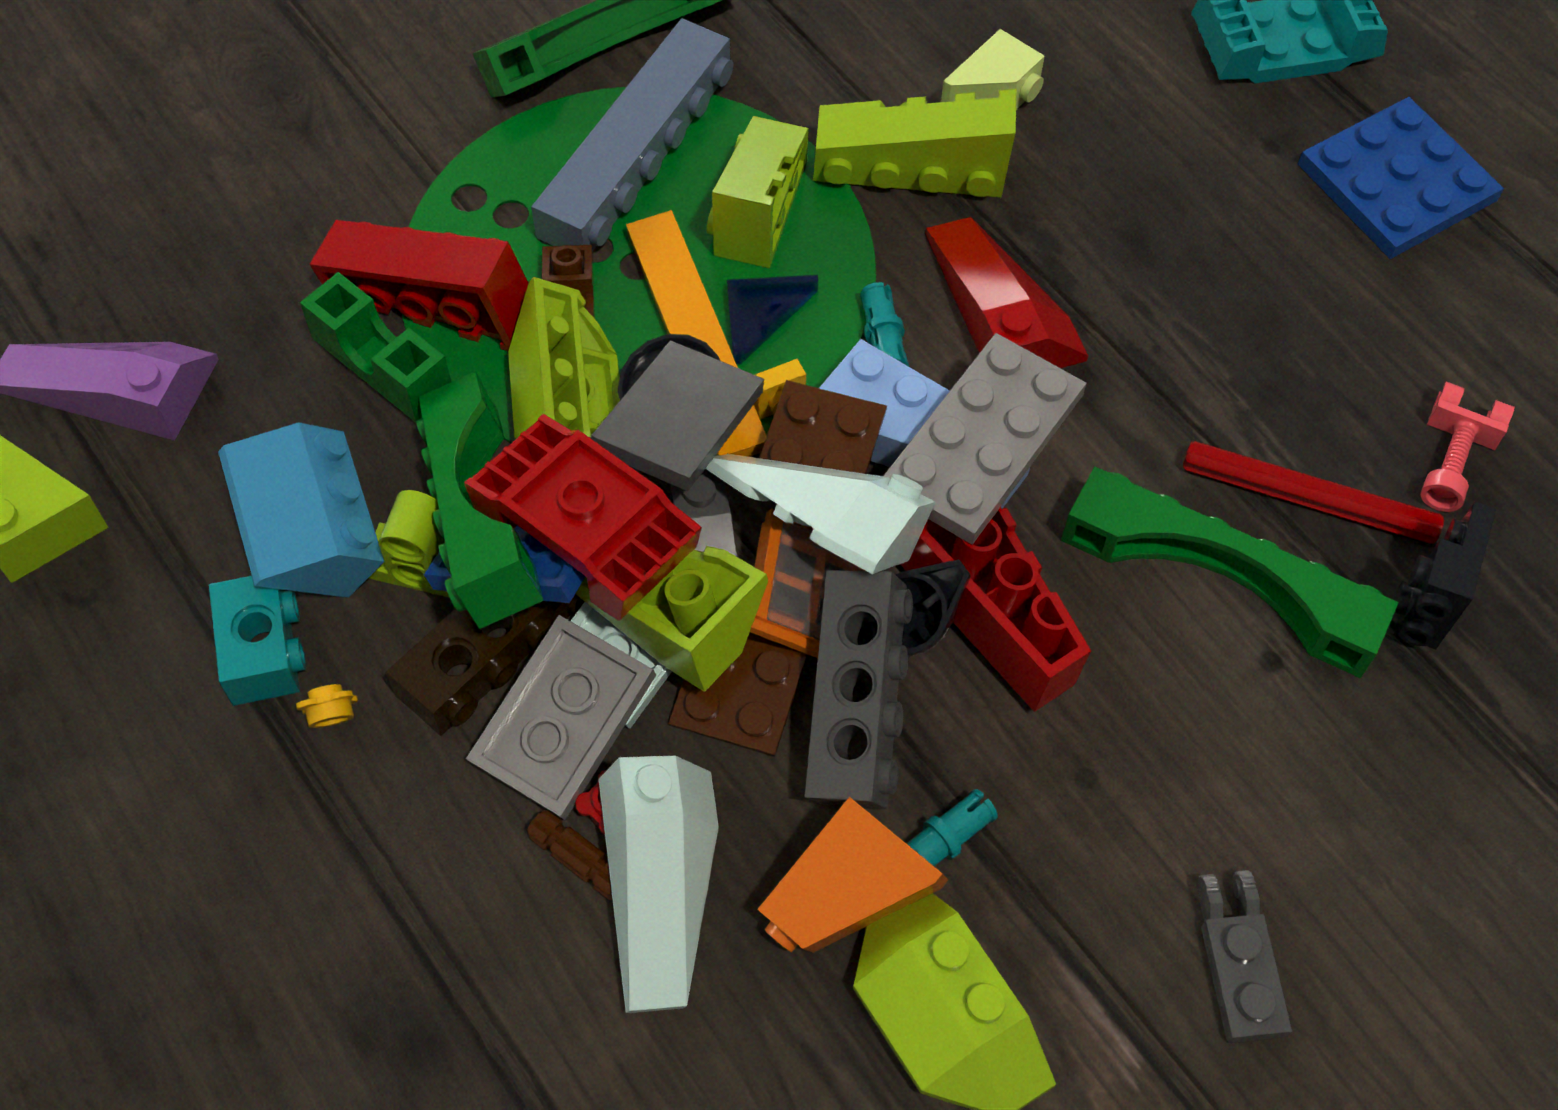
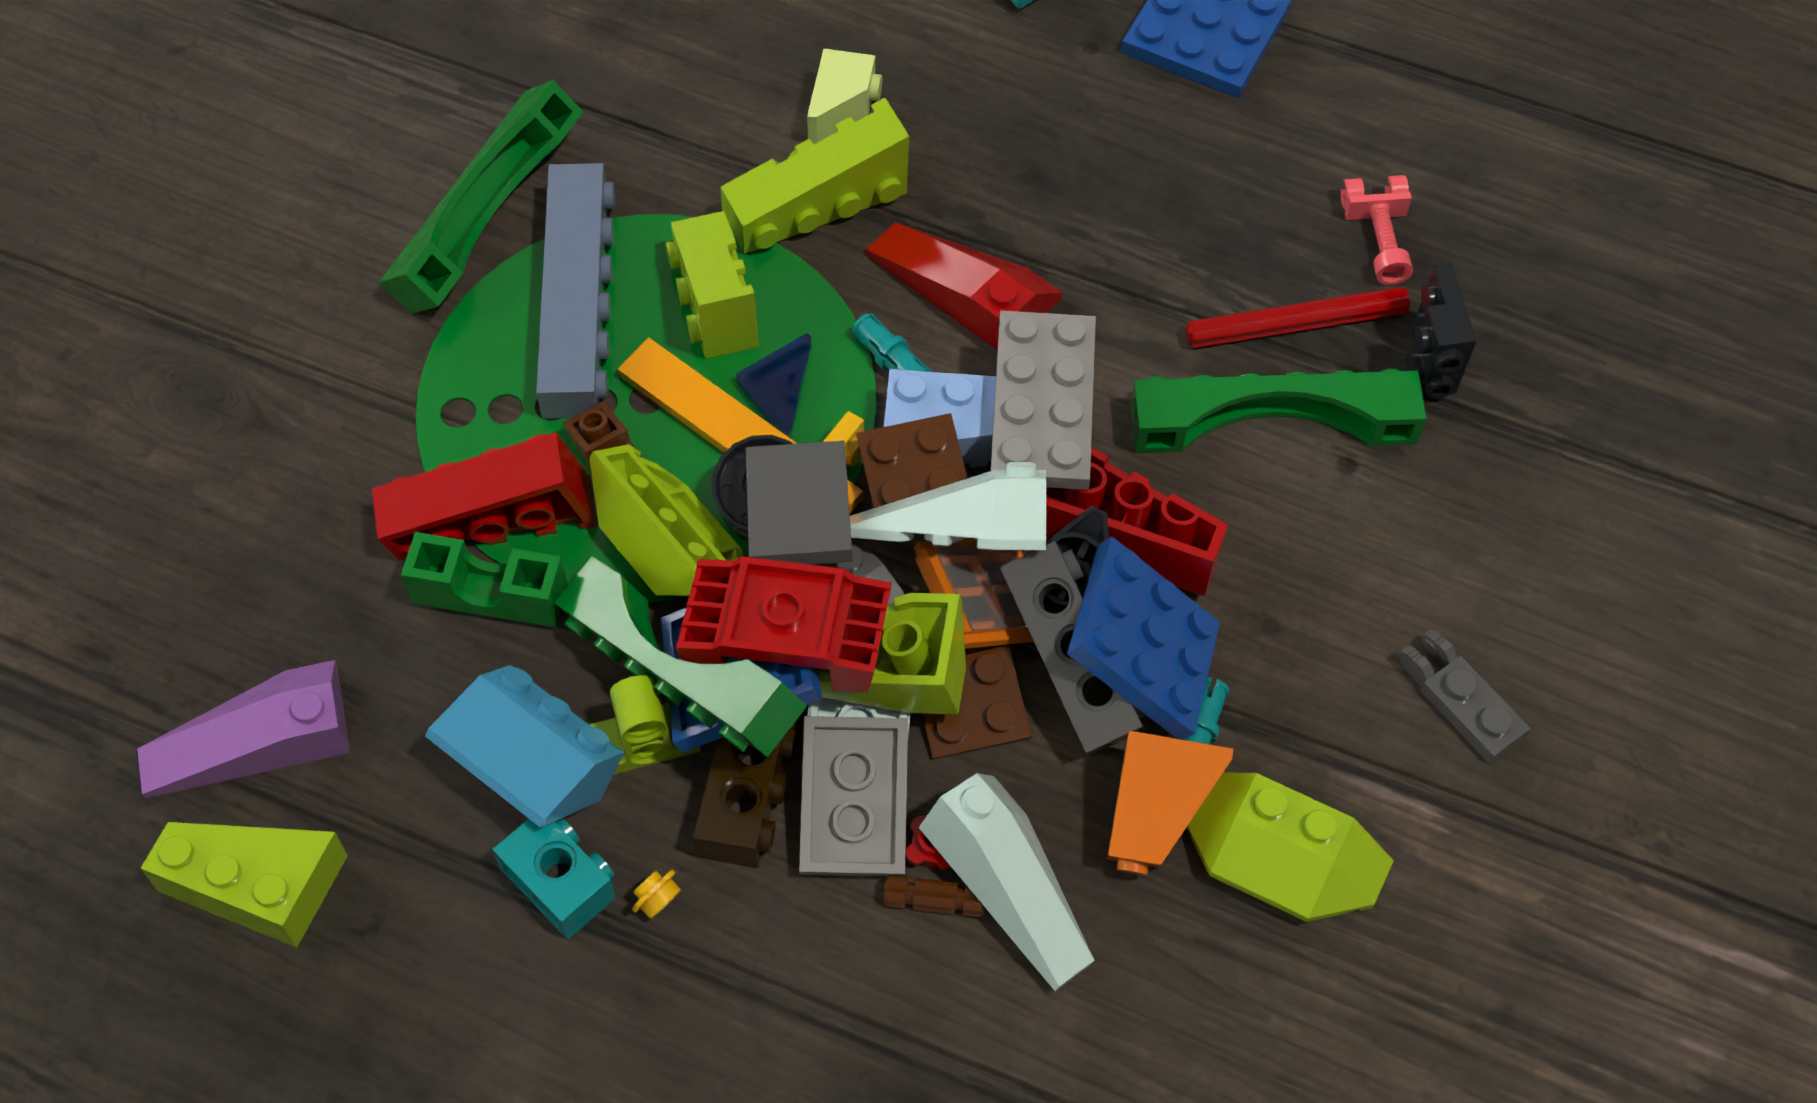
camera: 30 degrees left, 0 degrees up
(931, 717) = (1144, 638): none -> blue plate

